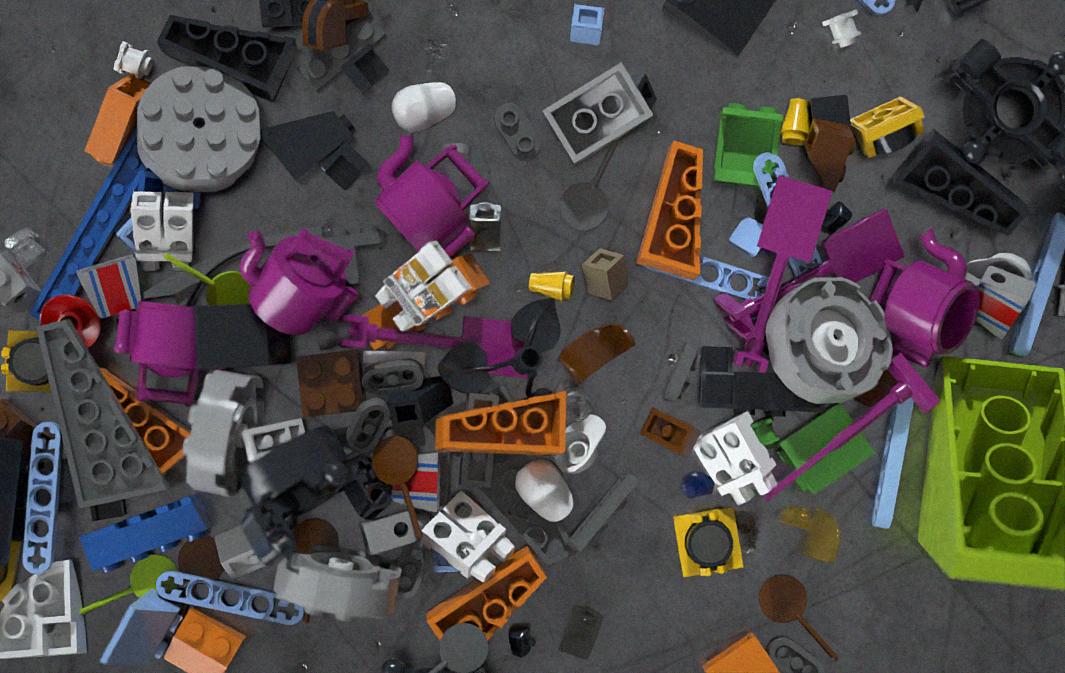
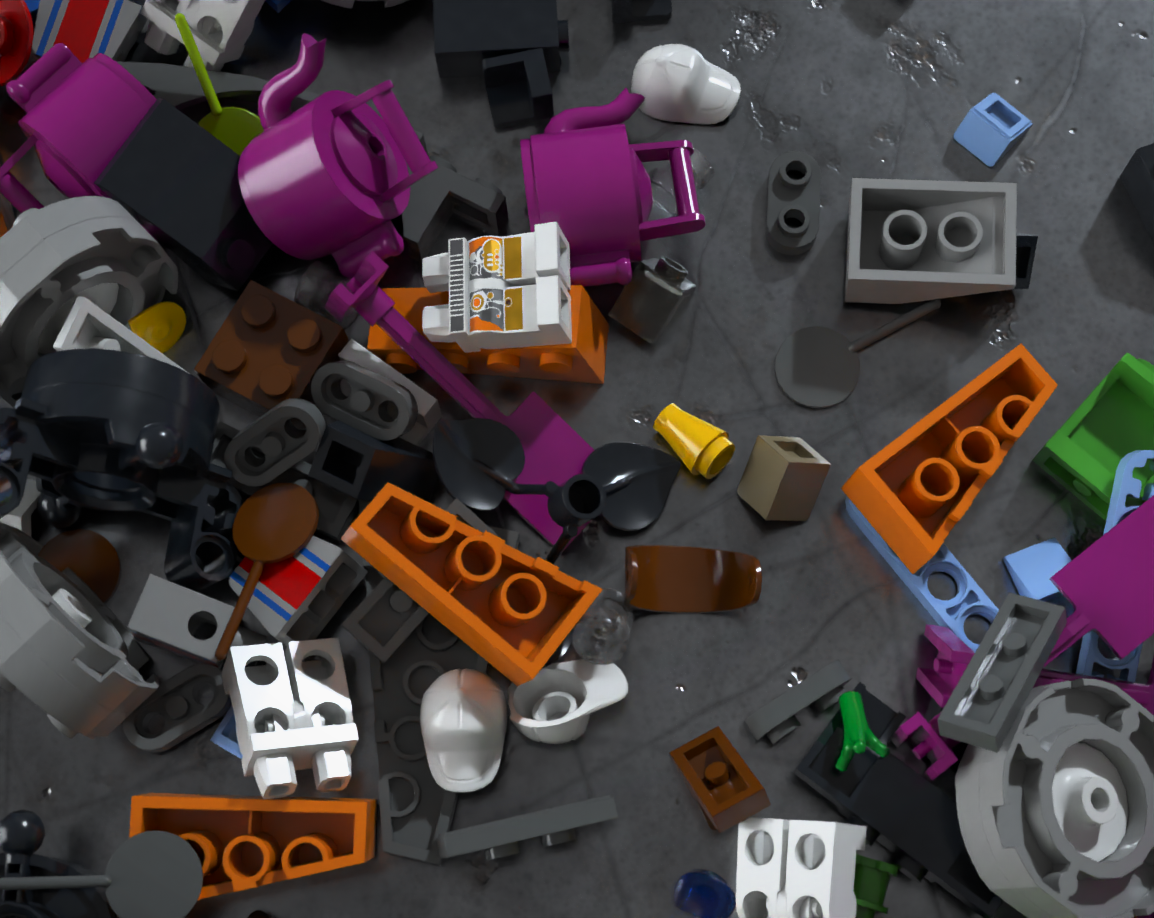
camera: 40 degrees right, 15 degrees down
(266, 407) = (160, 325): none -> yellow piece
(716, 372) = (856, 731): none -> green bar
(763, 308) = (1002, 672): none -> dark grey plate

